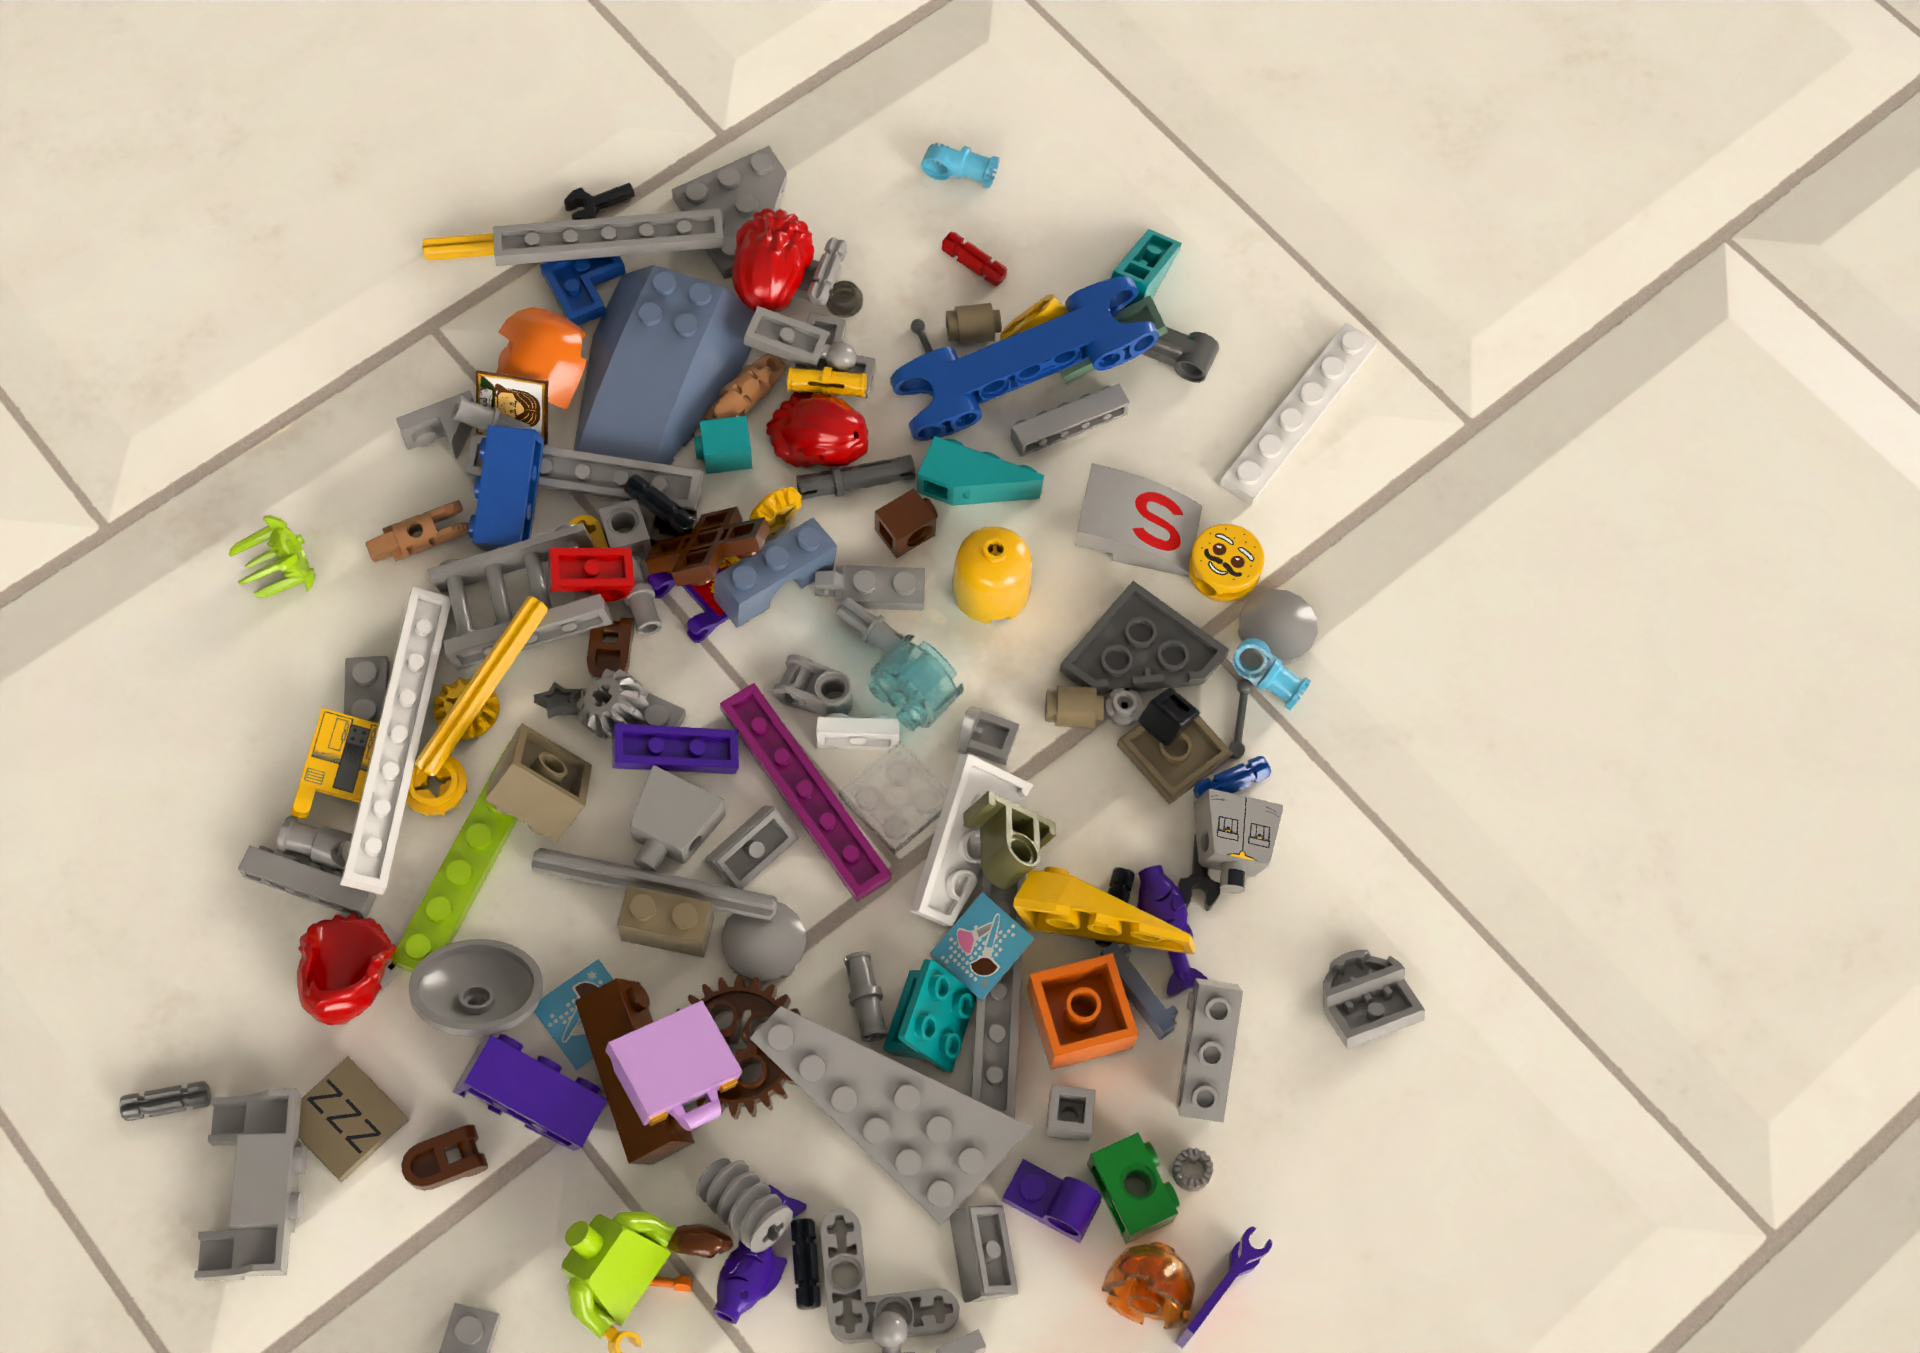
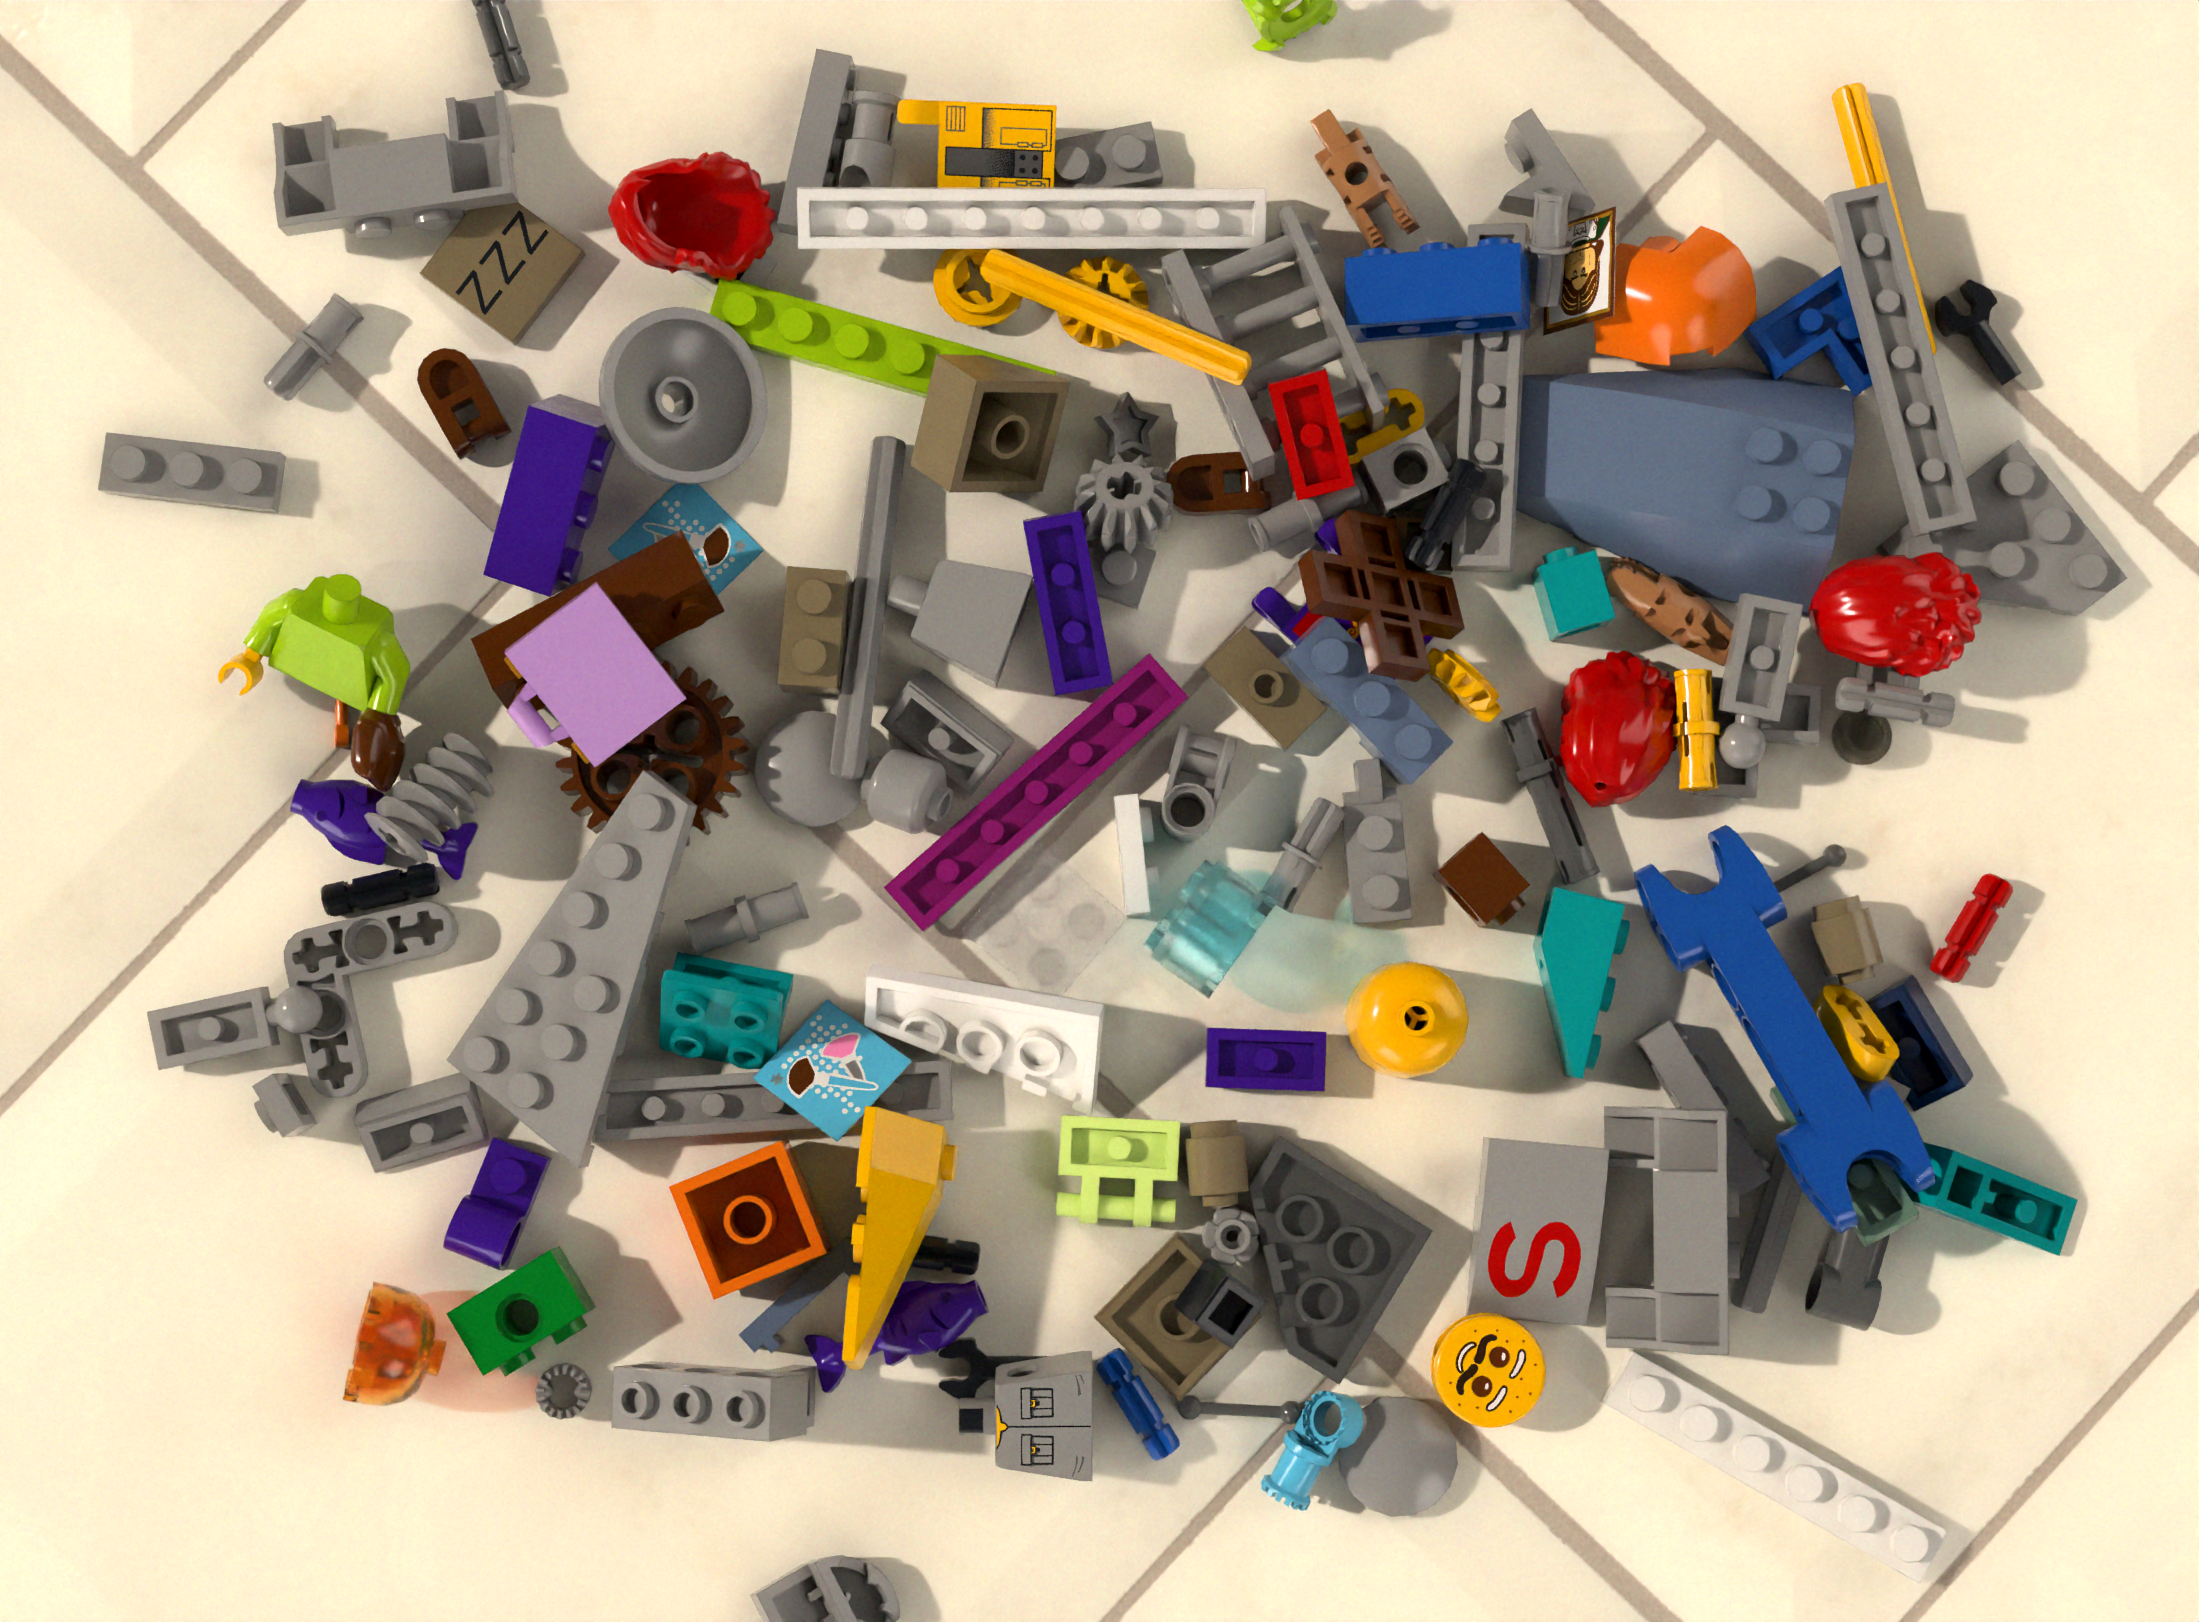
camera: 85 degrees right, 20 degrees up
(378, 1268) = (312, 348): none -> light grey axle
(755, 640) = (1264, 688): none -> dark tan plate
(790, 873) = (906, 791): none -> light grey head
(959, 164) = (2144, 898): medium azure connector -> none
(987, 735) = (1160, 1041): light grey tile -> none
(1007, 669) = (1265, 1059): none -> dark purple plate
(1008, 837) = (982, 1090): olive pin -> none
(1022, 299) = (1927, 1054): none -> dark blue slope
(1058, 769) = (1118, 1149): none -> yellowish green plate
(1072, 1099) = (593, 1226): light grey plate -> none
(1147, 429) = (1690, 1228): none -> light grey bracket
(1151, 392) = (1767, 1238): none -> light grey axle
(1238, 1265) = (390, 1443): dark purple flag -> none

